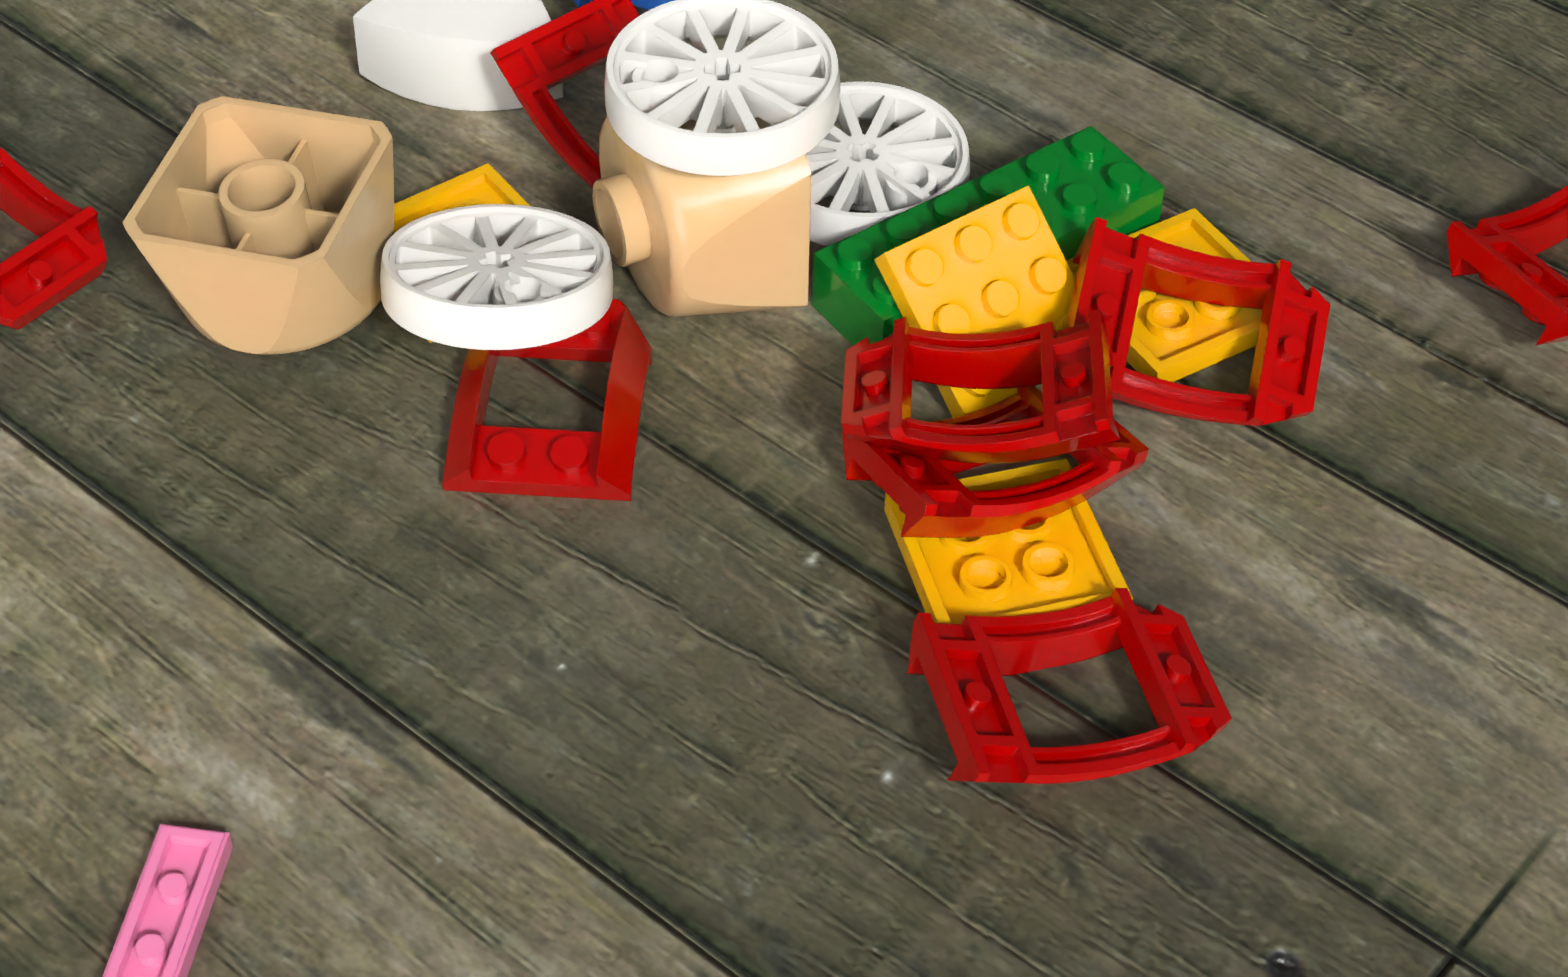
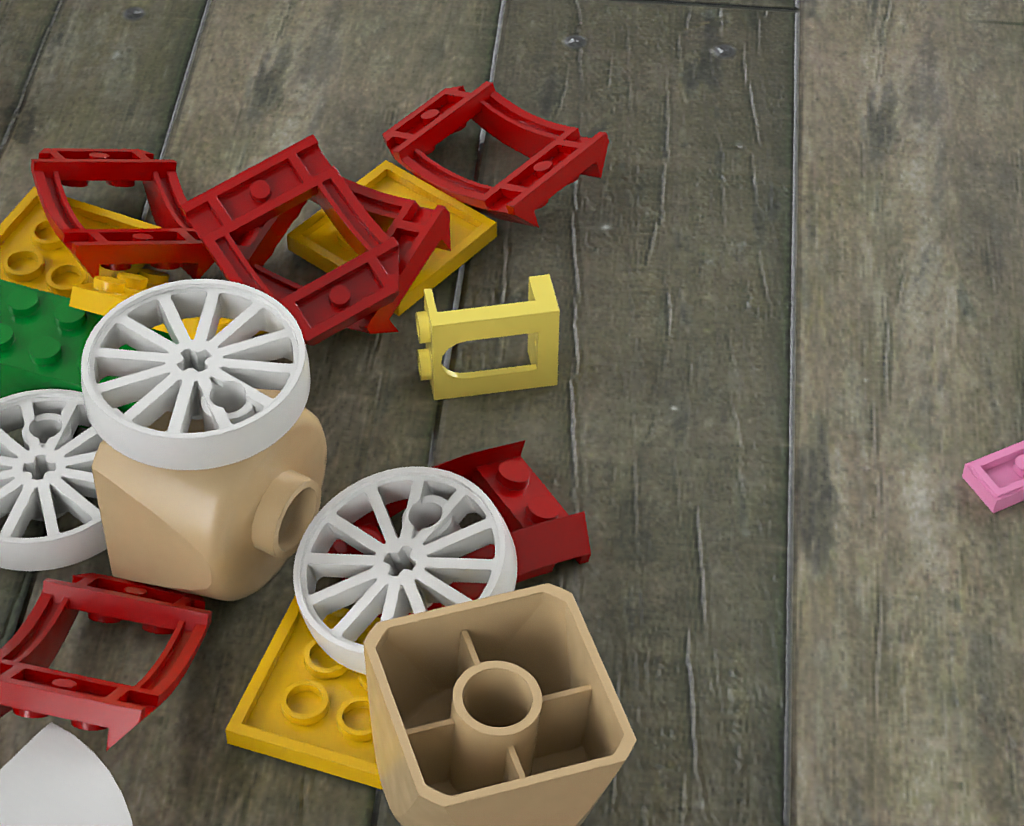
camera: 125 degrees left, 0 degrees up
(718, 530) = (445, 329): none -> light yellow panel

